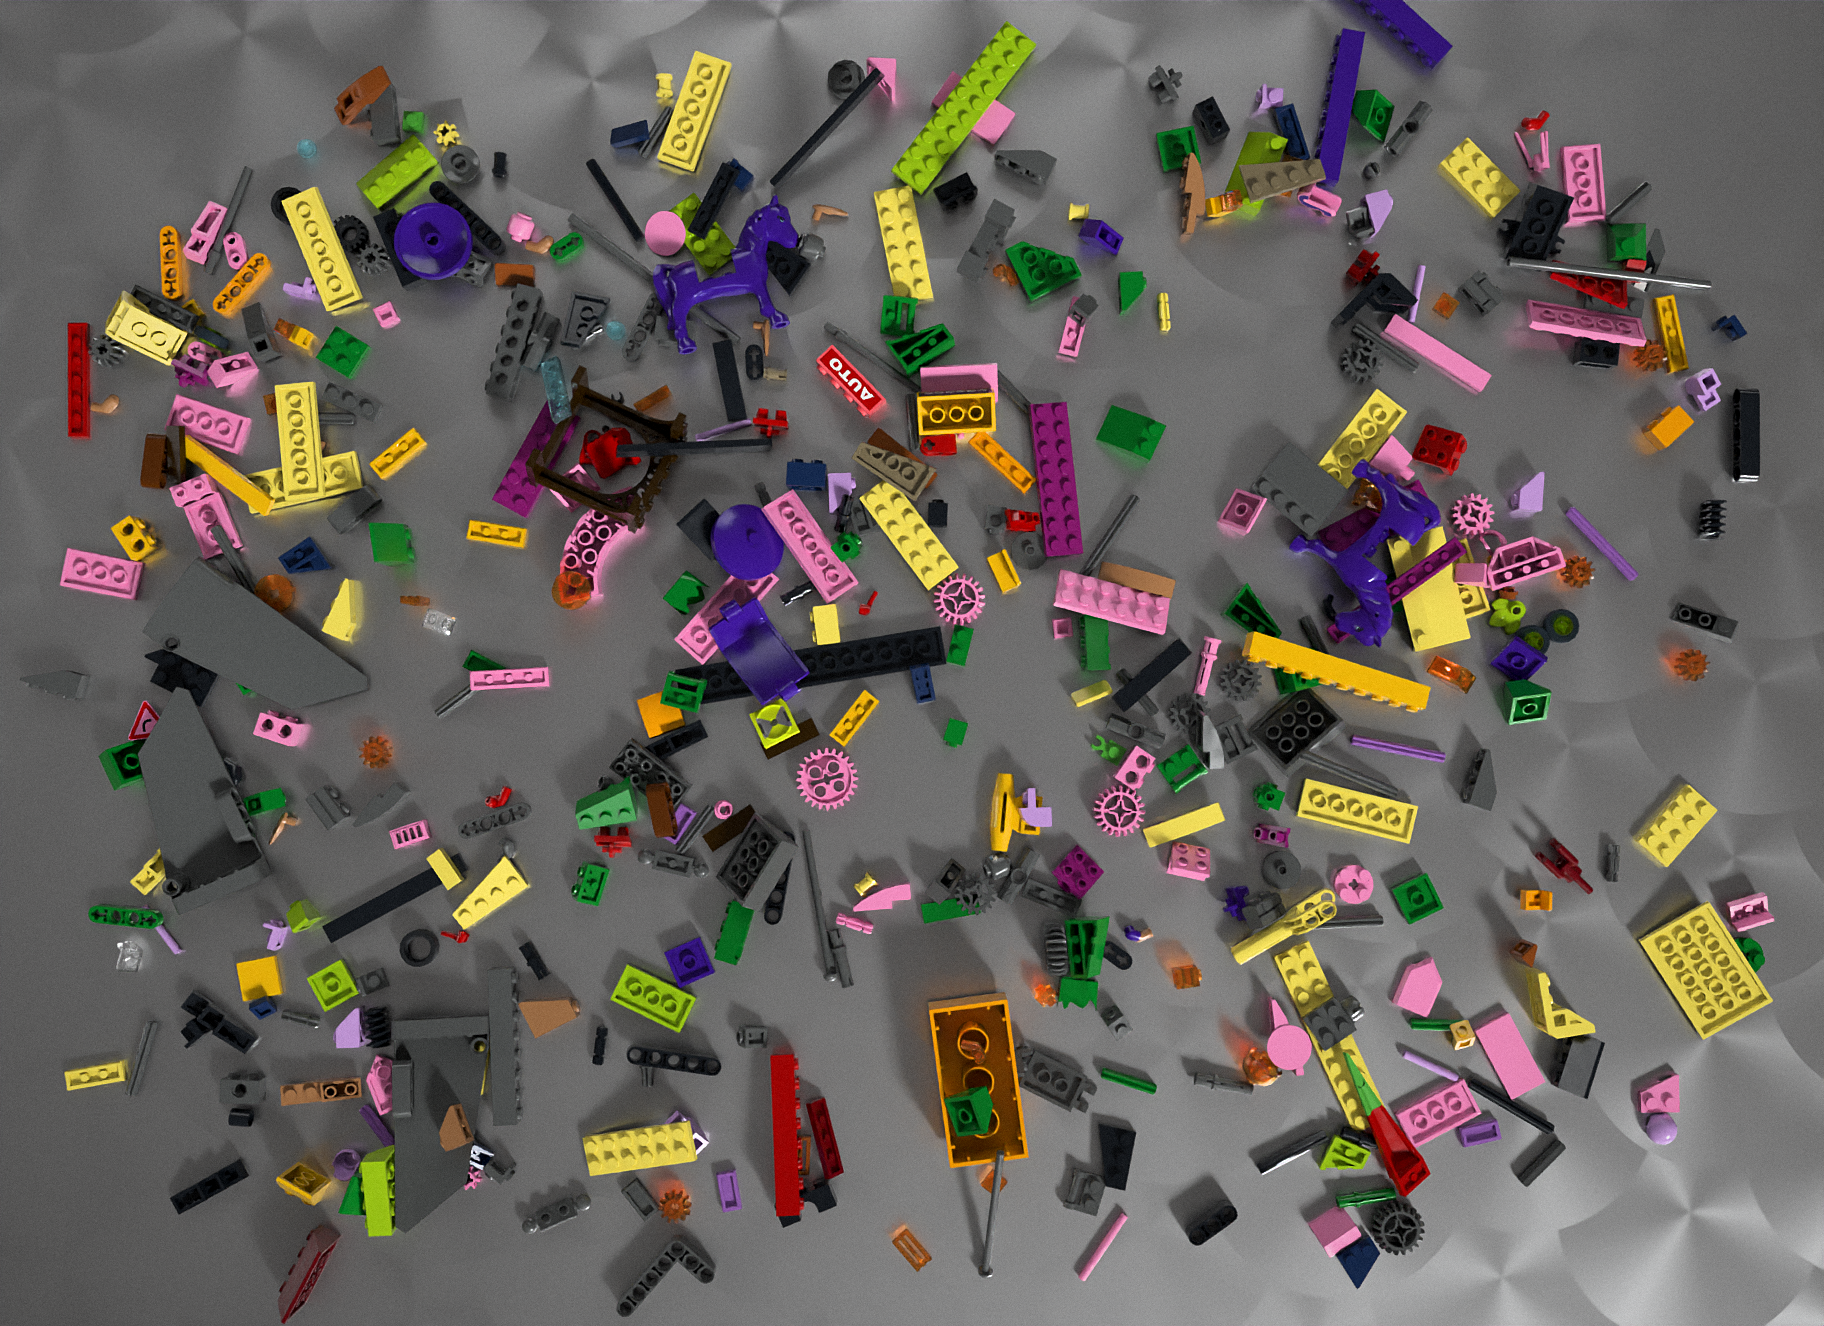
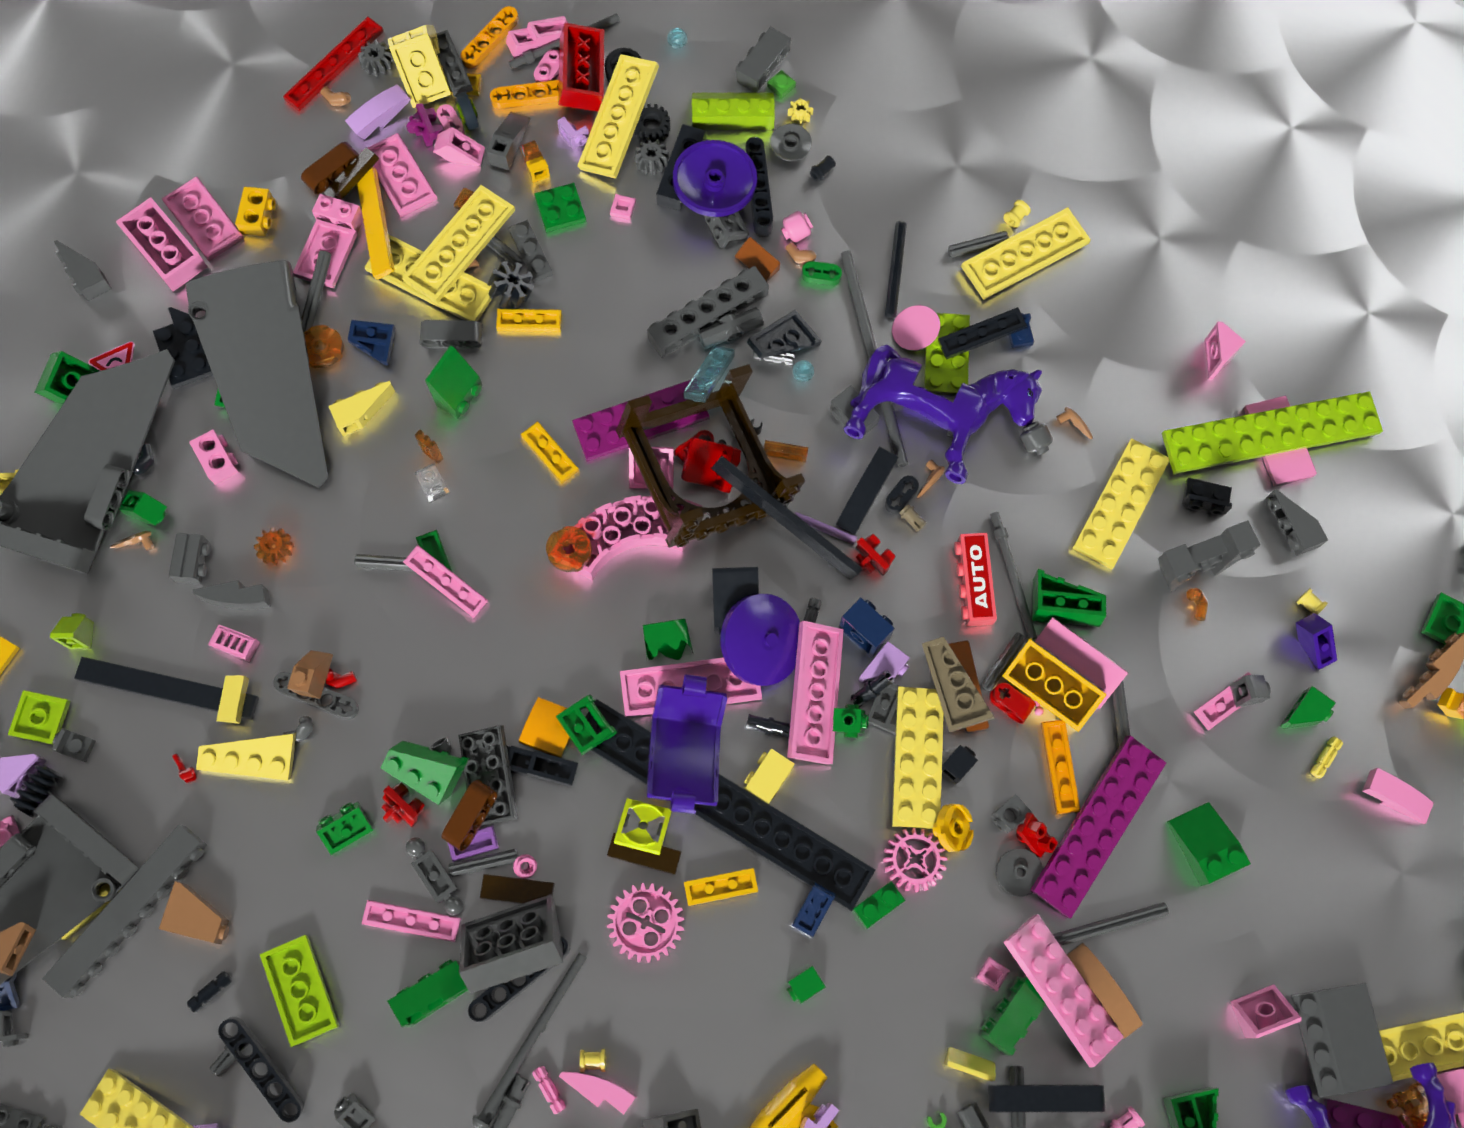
camera: 40 degrees right, 15 degrees down
(94, 617) = (161, 244): none -> bright pink brick
(147, 390) = (378, 111): none -> lavender slope
(261, 233) = (581, 67): none -> red brick
(275, 937) = (37, 630): lavender bracket -> none
(361, 92) = (759, 26): dark orange slope -> none
(363, 440) = (510, 285): none -> black gear
(407, 957) = (127, 742): black tyre -> none
(480, 811) = (310, 674): none -> medium nougat slope
(534, 961) = (227, 854): black pin -> none
(629, 134) = (954, 228): dark blue slope -> none
(641, 326) = (828, 385): dark grey beam -> none
(683, 901) = (411, 921): none -> bright pink tile
(689, 962) = (363, 985): dark purple plate -> none
(786, 266) = (1000, 437): black wing -> none
(827, 128) = (1135, 351): black tile -> none
(841, 71) = (1186, 321): dark grey plate -> none
(865, 609) = (817, 793): red hand -> none
(892, 315) = (1063, 552): green plate -> none
(961, 564) = (954, 827): none -> yellow plate
(1003, 571) = (979, 870): yellow panel -> none
(1041, 269) = (1235, 625): green plate -> none
(1226, 299) = (1398, 795): none -> bright pink slope

